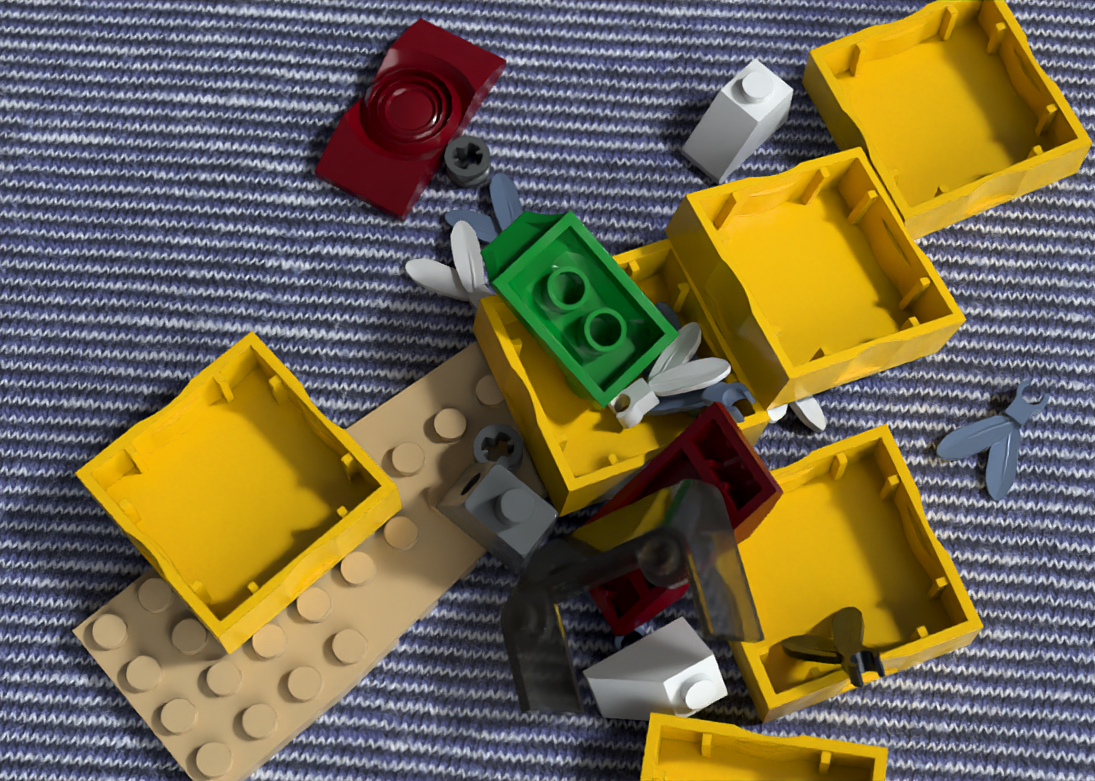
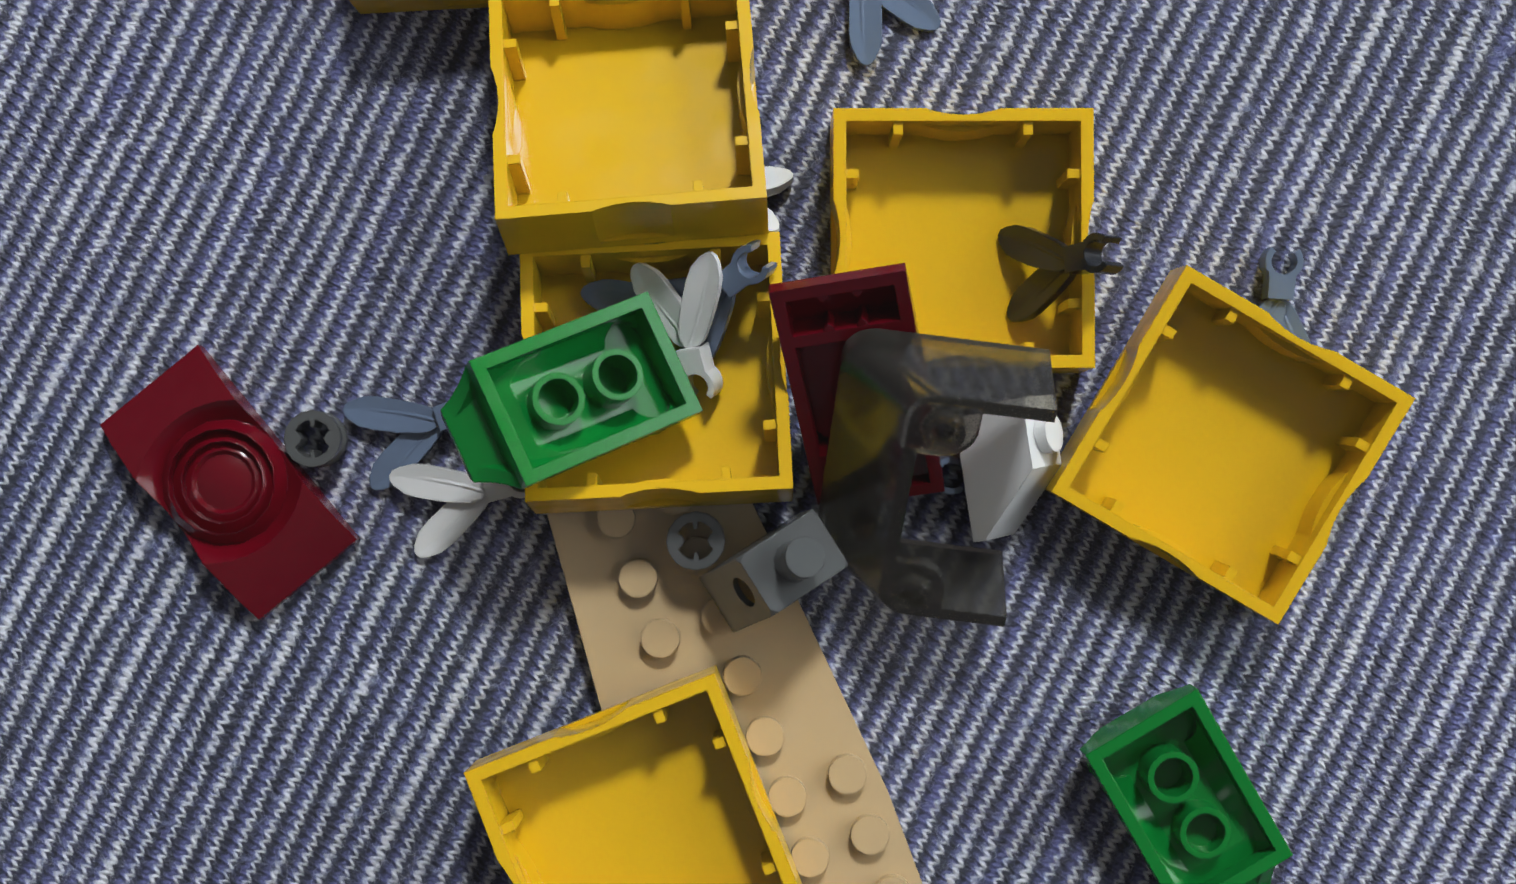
camera: 70 degrees left, 20 degrees up
(739, 121) = (390, 110): white slope -> none

